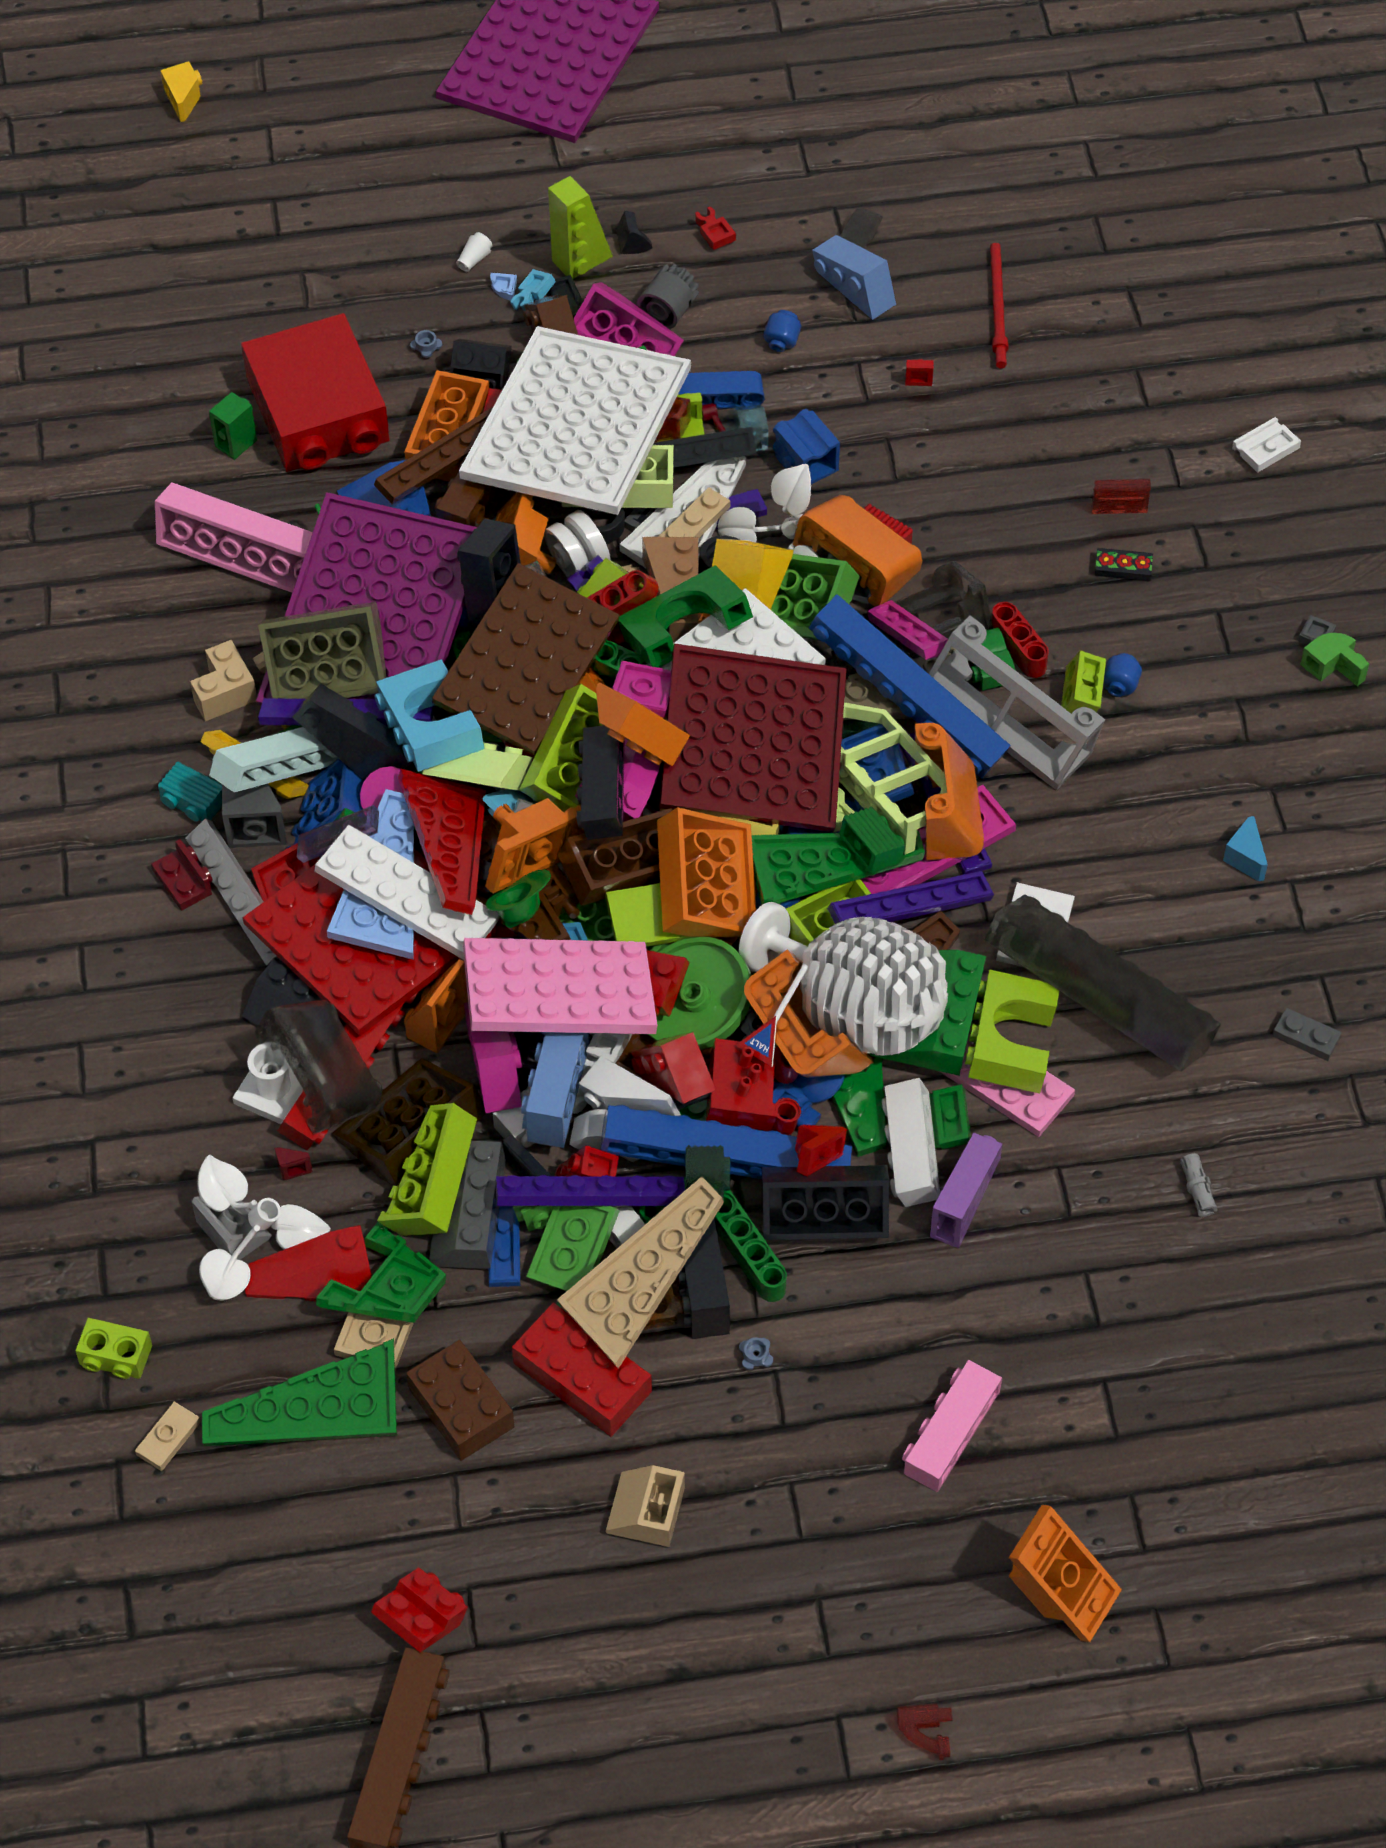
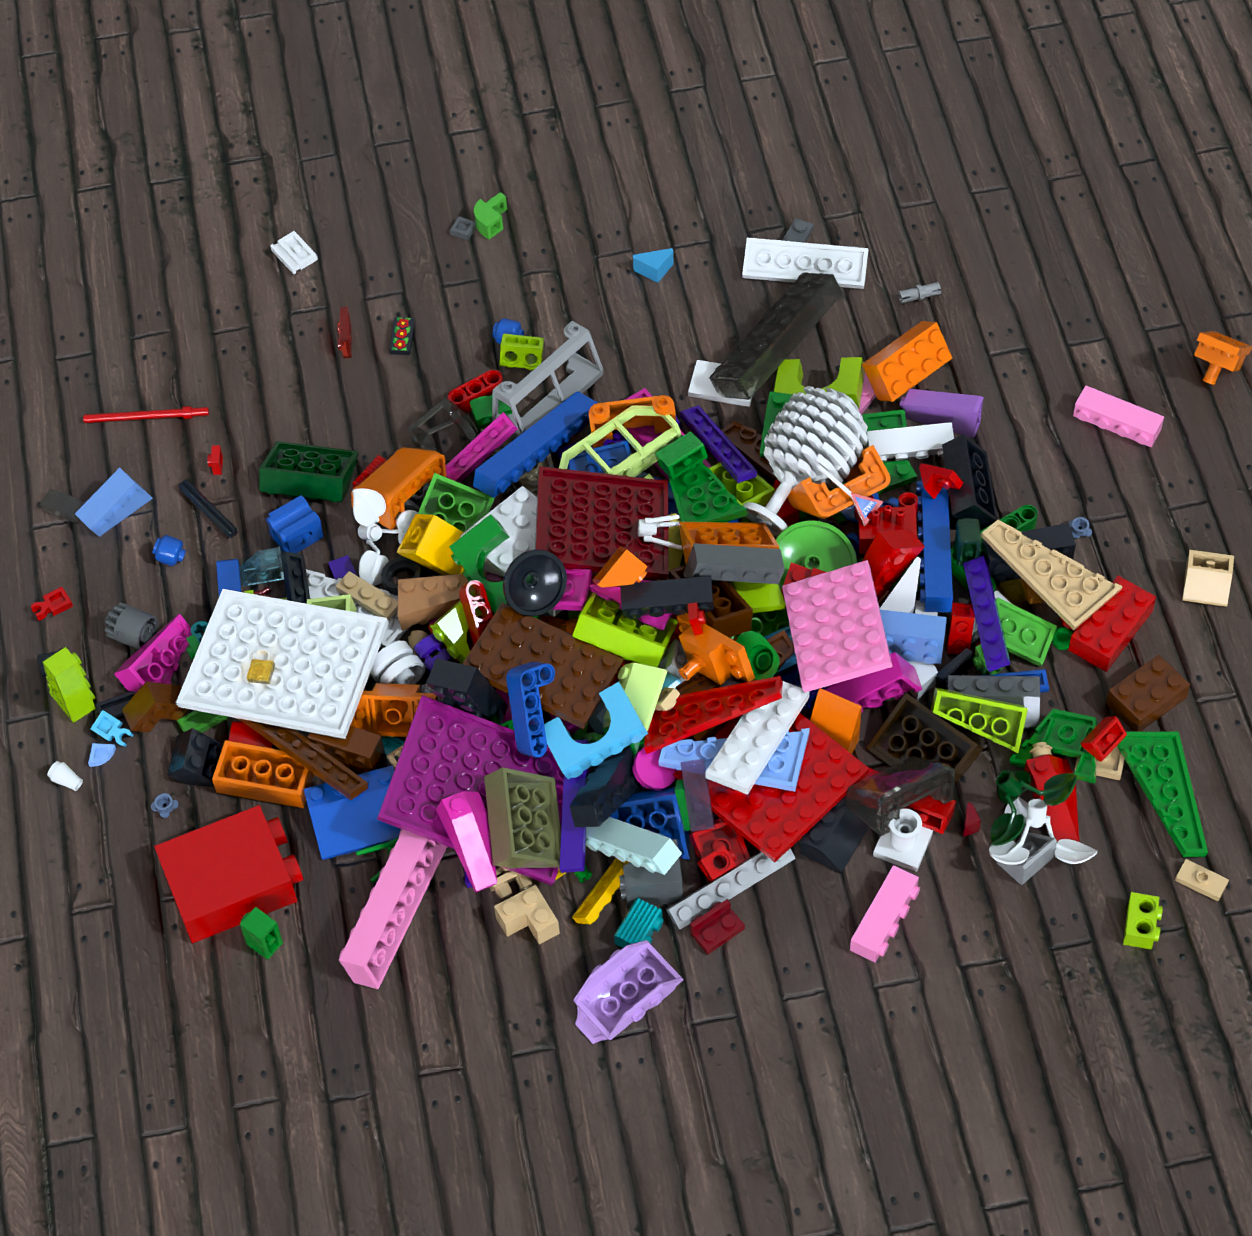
camera: 90 degrees left, 0 degrees up
(107, 774) = (623, 991): none -> lavender slope
(170, 1054) = (884, 914): none -> bright pink brick
(256, 867) = (708, 868): none -> red brick
(297, 1179) = (1013, 784): none -> dark green plant
(310, 586) = (469, 831): none -> dark pink wedge
(377, 1249) = (1040, 749): none -> tan plate
(377, 1318) = (1104, 738): none -> red slope
(468, 794) = (667, 699): none -> tan plate
(471, 624) = (525, 705): none -> blue beam
(560, 394) = (260, 671): none -> clear yellow tile
(560, 806) = (696, 618): none -> red plate
(629, 634) = (544, 587): none -> black dish
(645, 860) = (735, 563): none -> dark grey slope
(734, 783) = (648, 527): none -> white plant
(848, 370) = (208, 509): none -> black axle
(900, 464) = (307, 471): none -> dark green slope
(1049, 1141) = (907, 361): none -> orange brick
(1248, 1036) = (787, 260): none -> white plate

